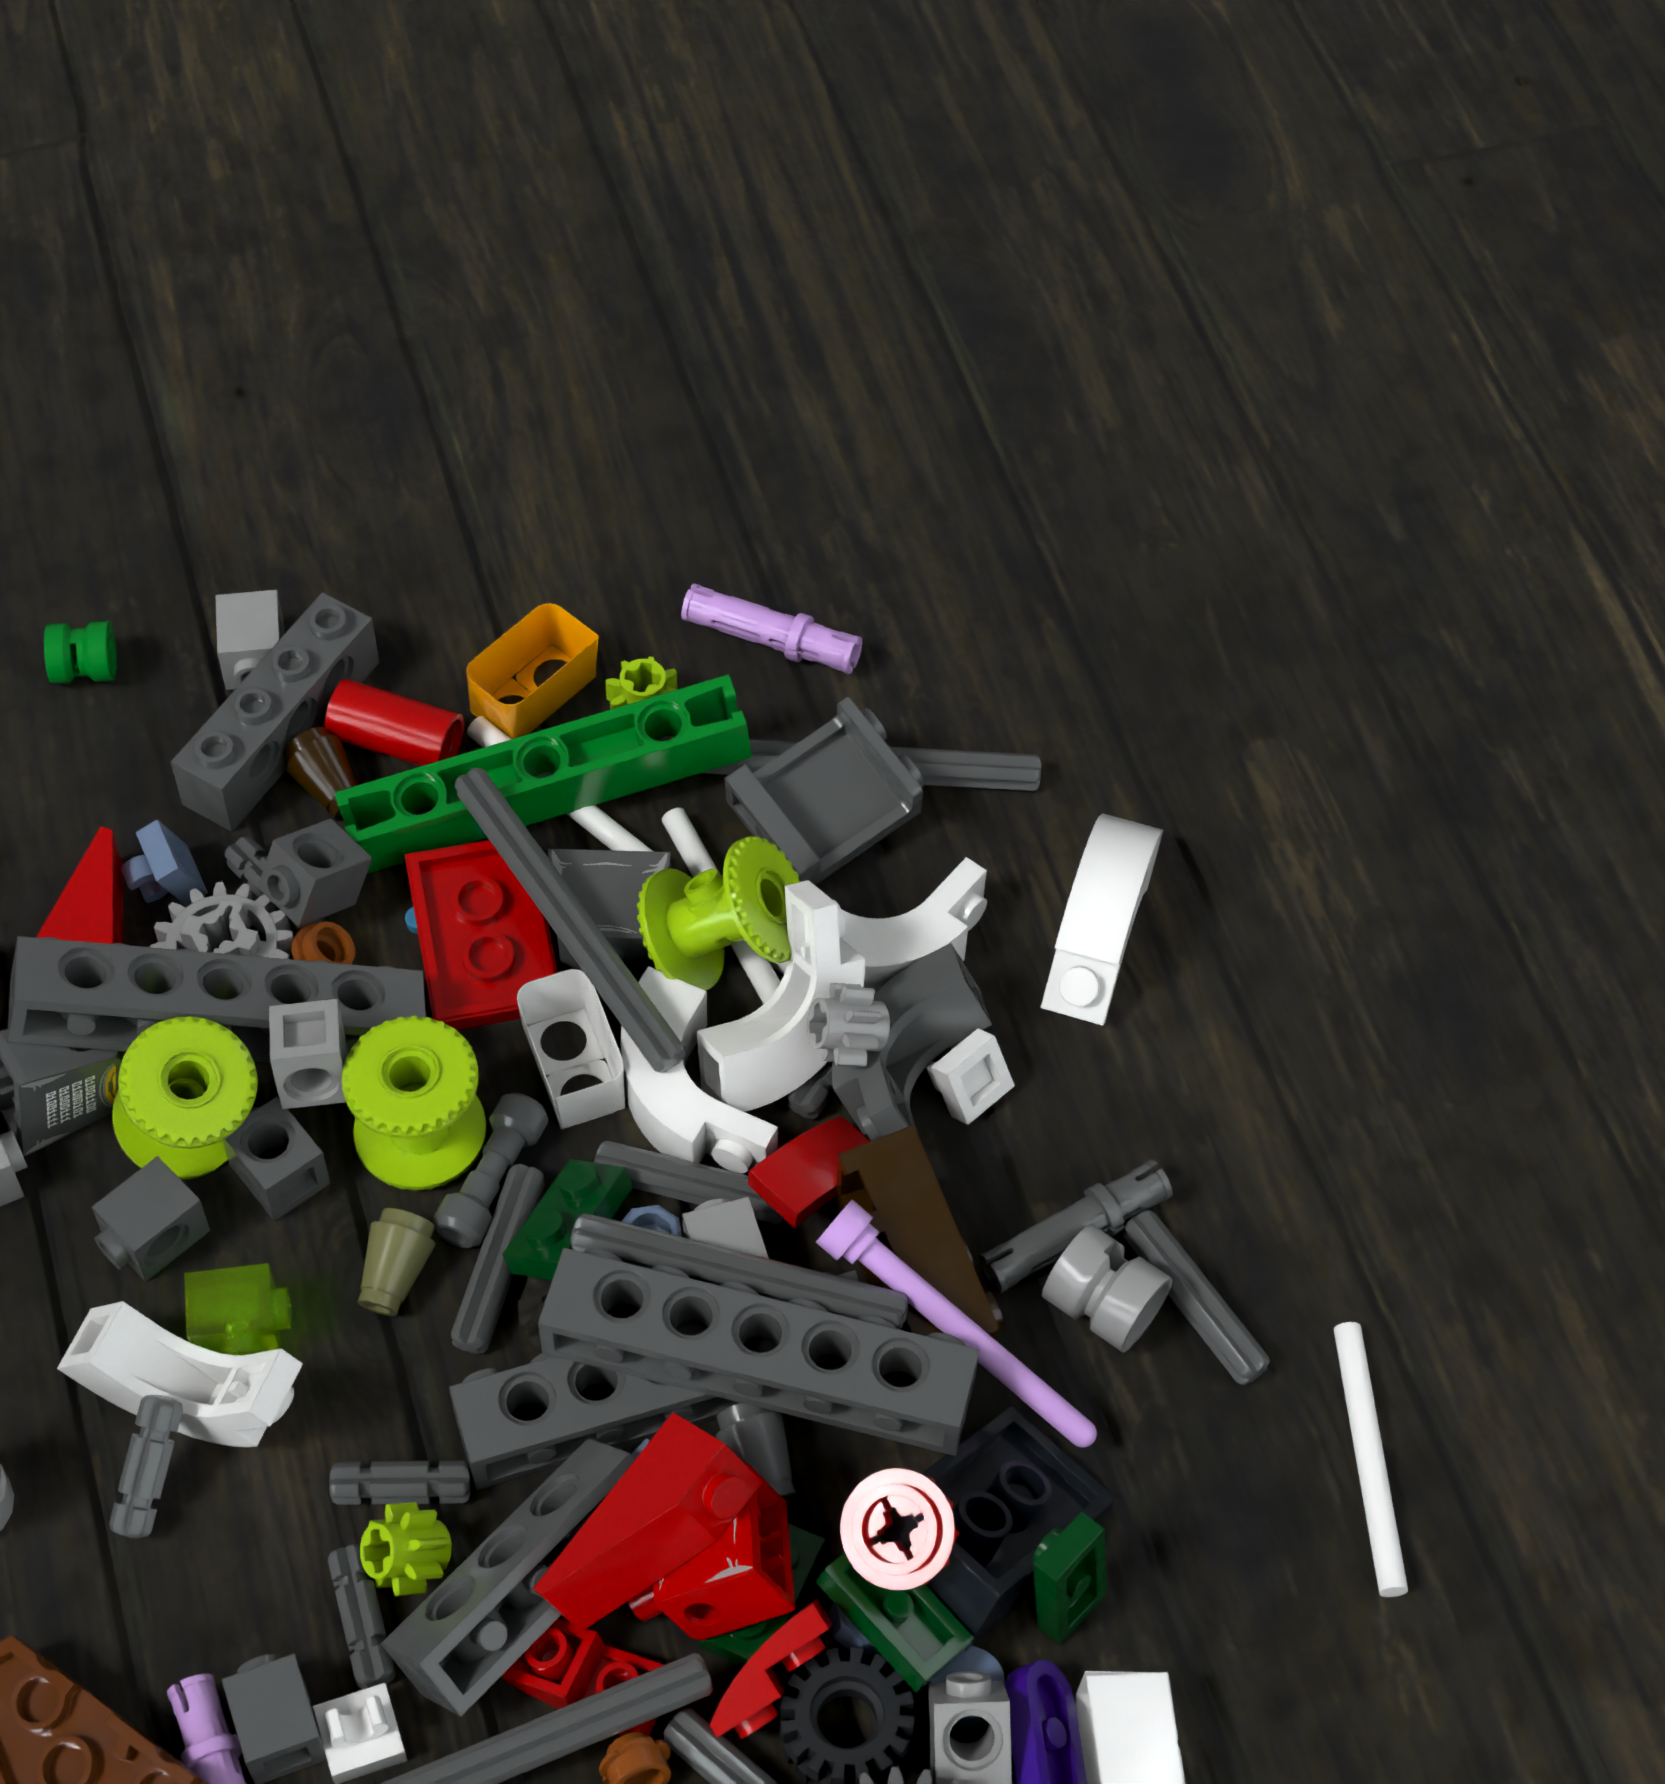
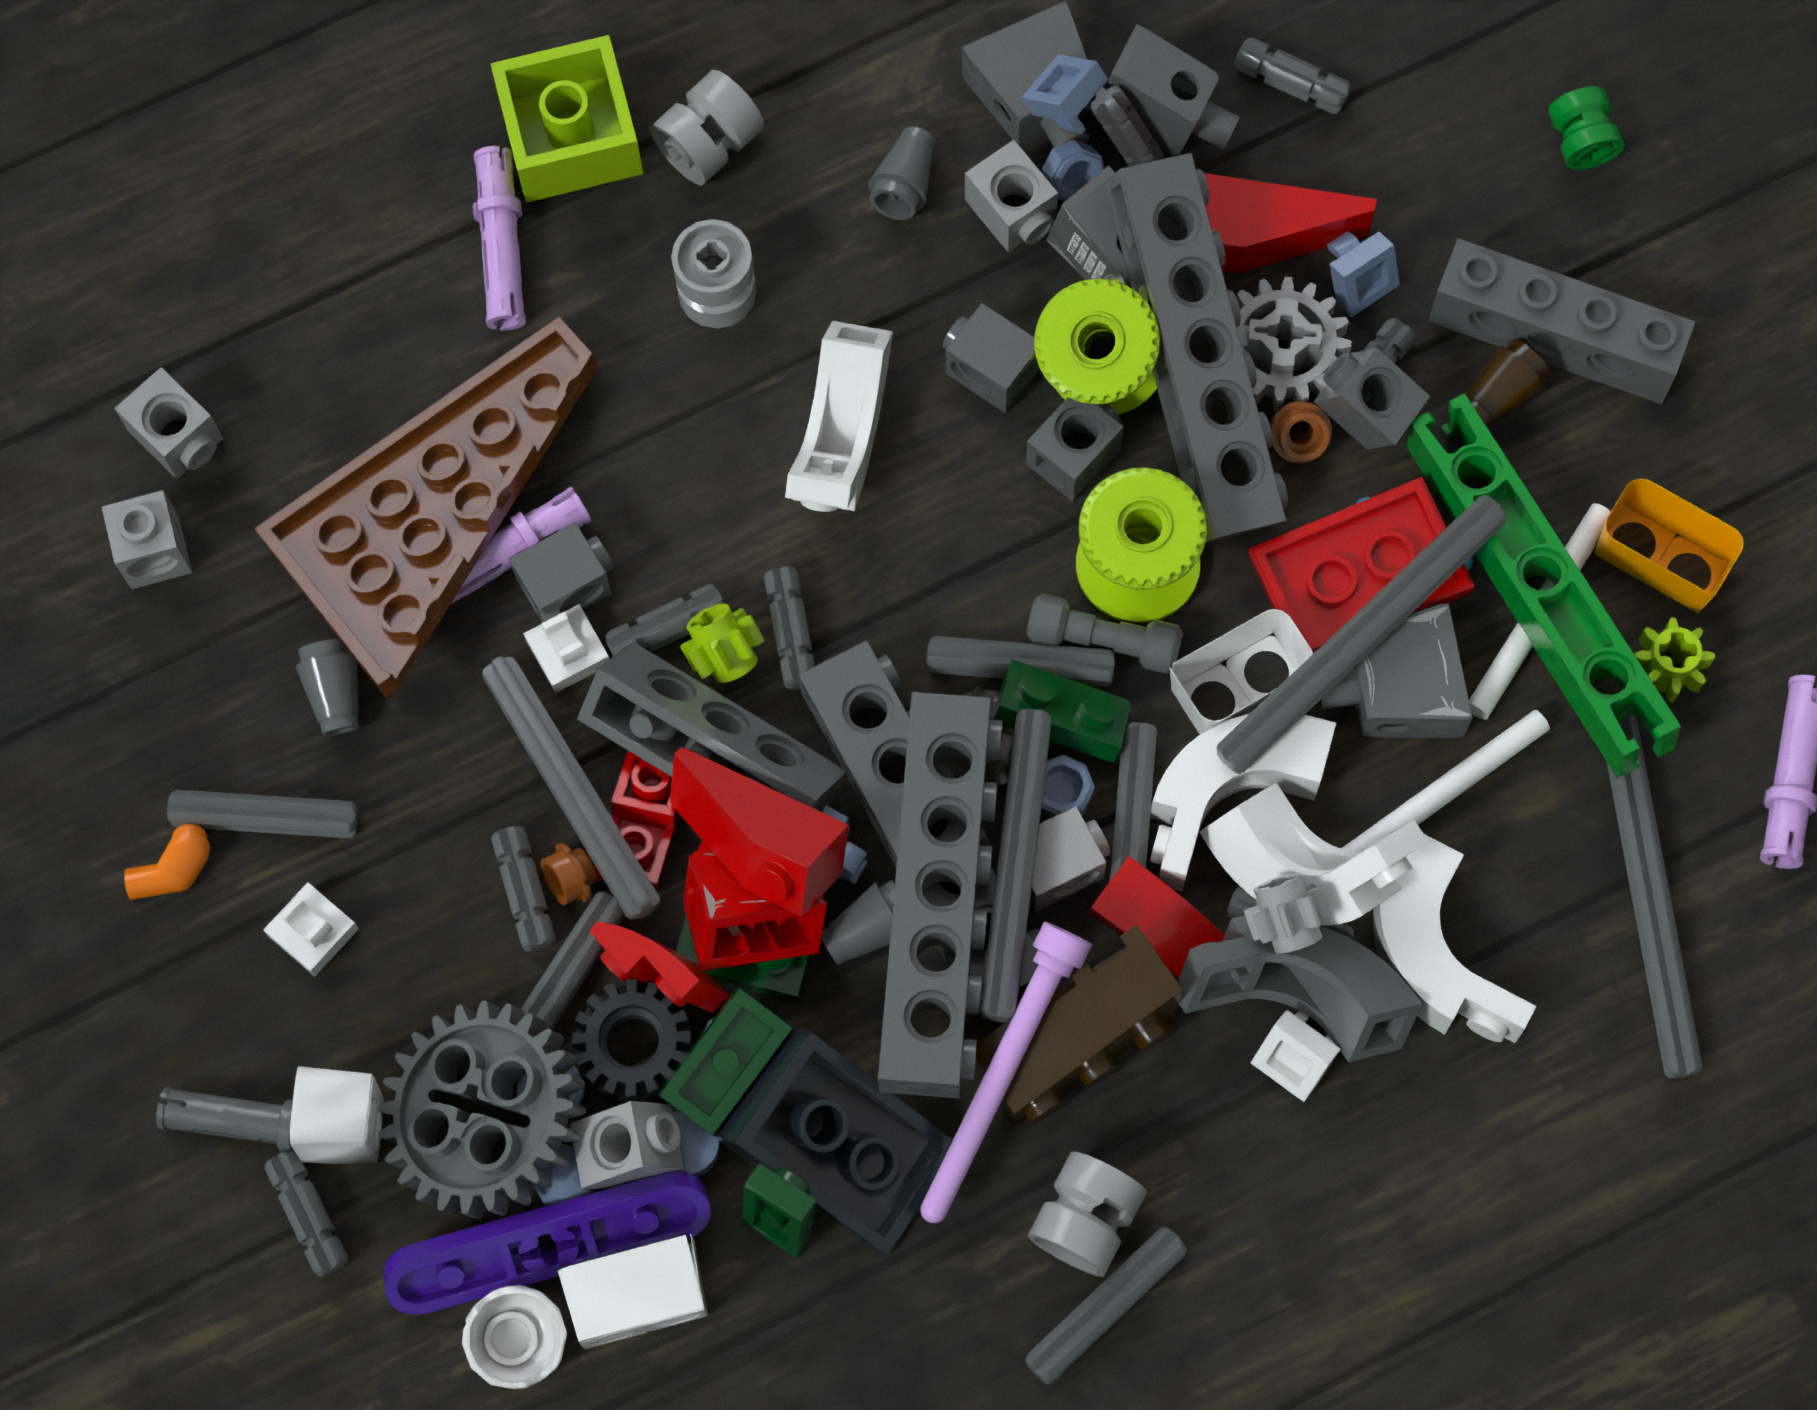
camera: 85 degrees right, 15 degrees up
(146, 1466) = (758, 416): dark grey axle -> none
(236, 1309) = (913, 451): clear neon green brick -> none
(246, 631) = (1645, 270): light grey brick -> none
(307, 1052) = (1157, 433): light grey brick -> none
(393, 724) = (1573, 433): red pin -> none
(394, 1258) = (996, 571): olive cone -> none
(694, 918) = (1398, 769): lime hose -> none
(829, 794) = (1583, 858): dark grey panel -> none
(869, 1514) = (752, 1044): gear -> none
(1100, 917) = (1515, 1151): white arch -> none
(1102, 1206) = (1169, 1194): dark grey pin -> none

